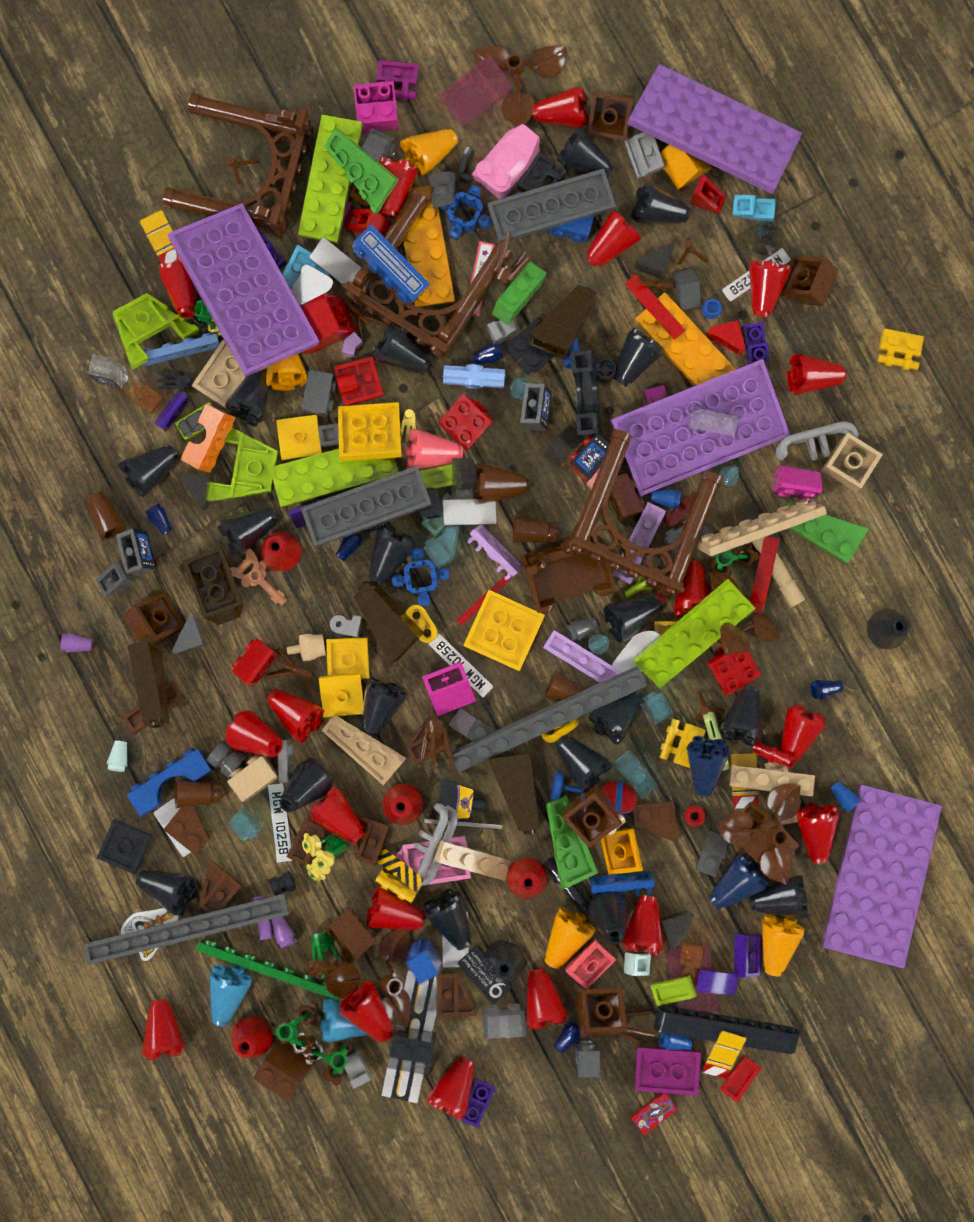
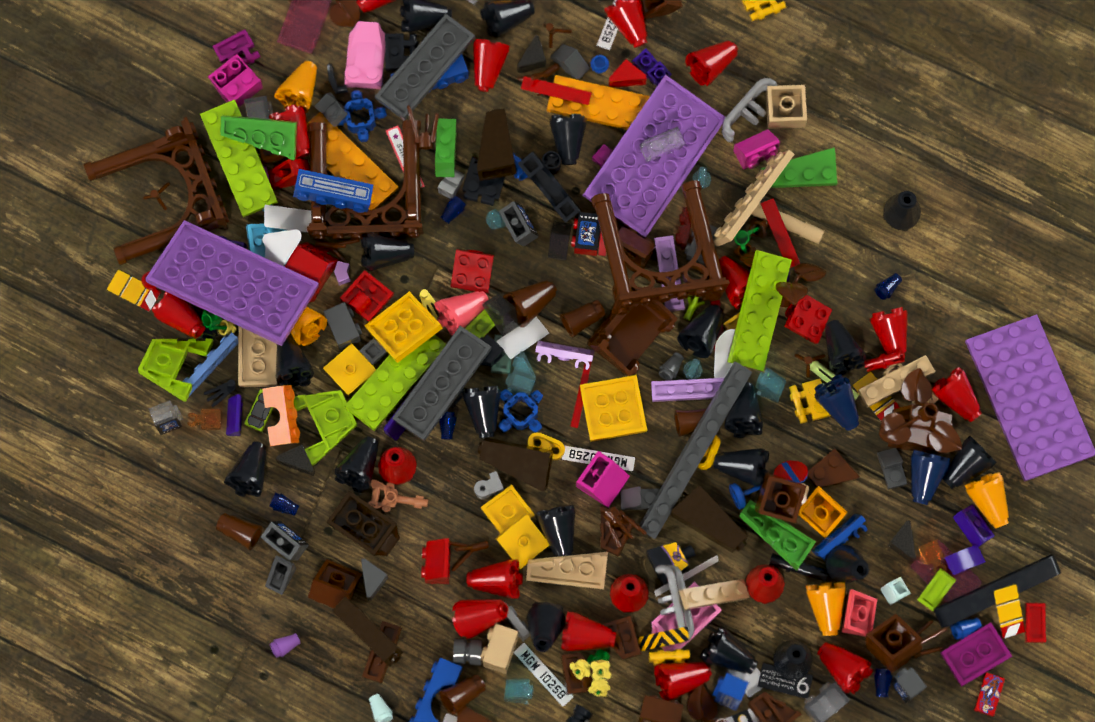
camera: 30 degrees left, 10 degrees down
(309, 646) = (471, 522): tan piece -> none
(473, 376) = (454, 233): light blue piece -> none
(635, 774) = (790, 447): clear light blue slope -> none
(644, 928) = (882, 558): red cone -> none
(668, 498) = (666, 225): blue cone -> none
(701, 816) = (858, 442): red plate -> none
(844, 796) = (962, 357): blue cone -> none

